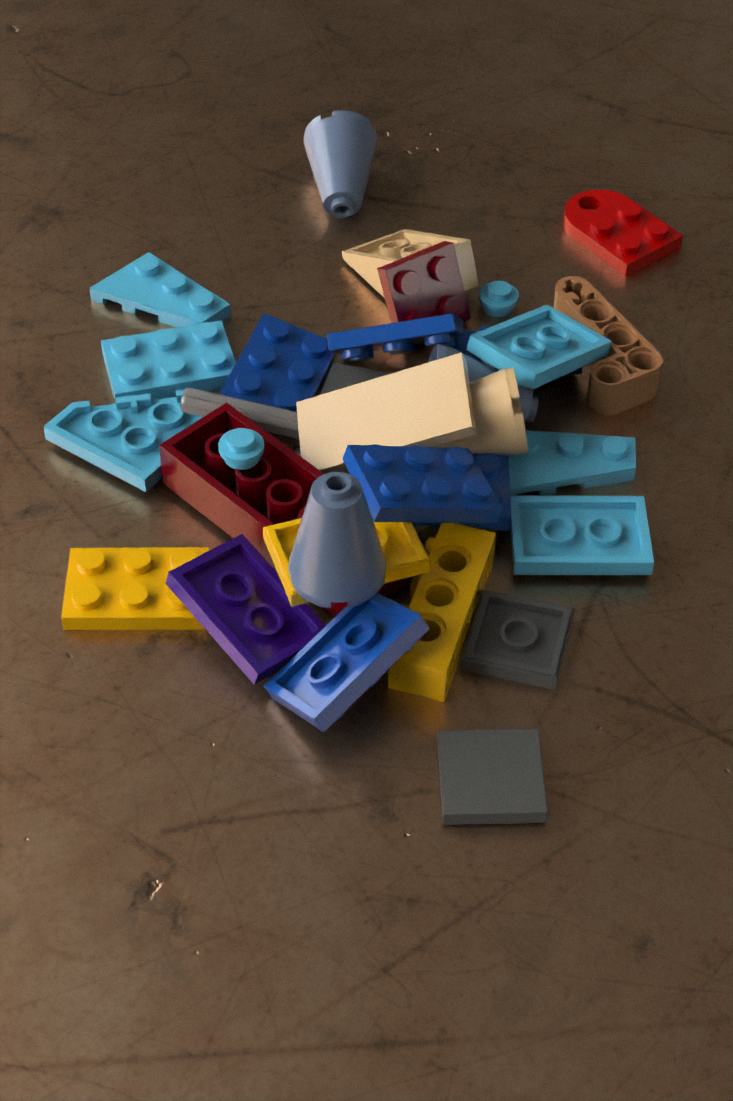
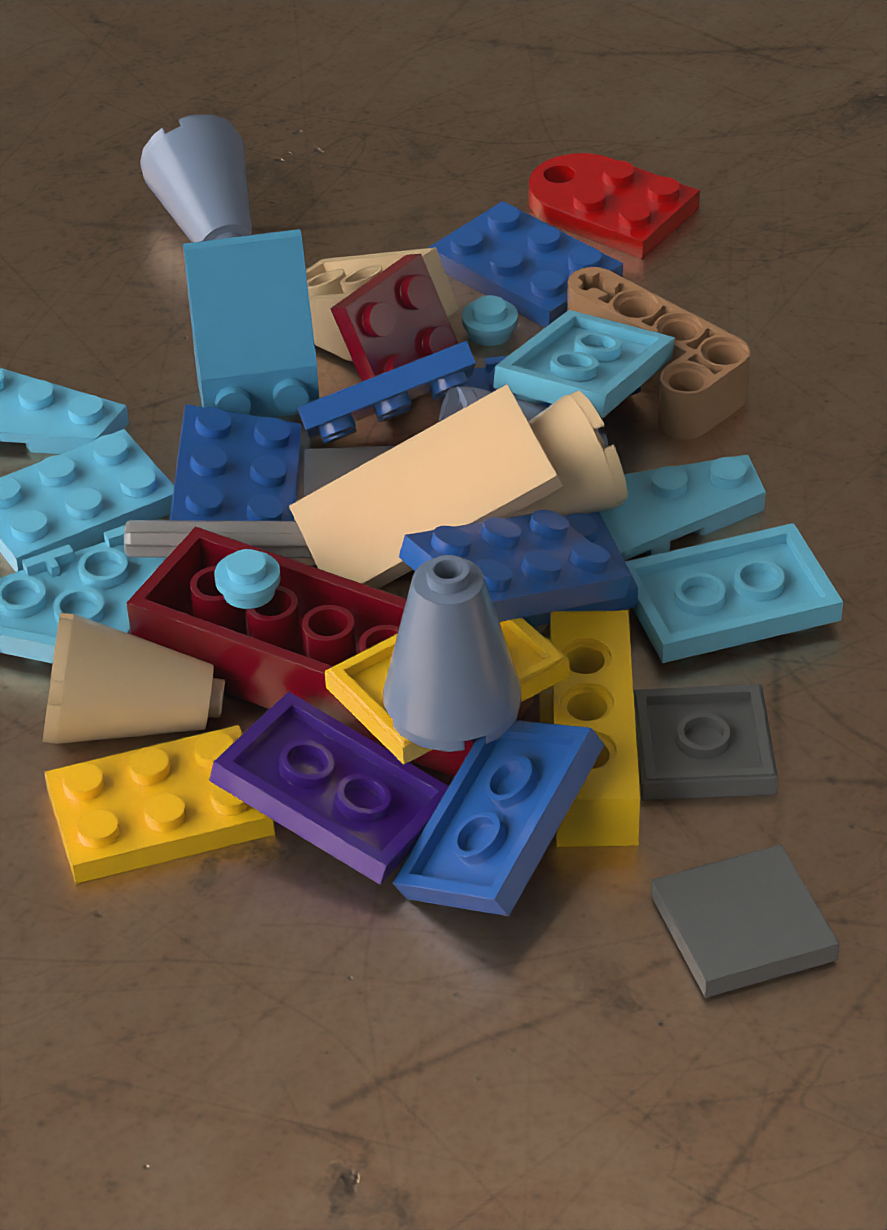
camera: 15 degrees left, 5 degrees down
(139, 501) = (124, 686): none -> tan cone
(323, 267) = (252, 323): none -> dark azure slope
(534, 258) = (519, 260): none -> blue plate

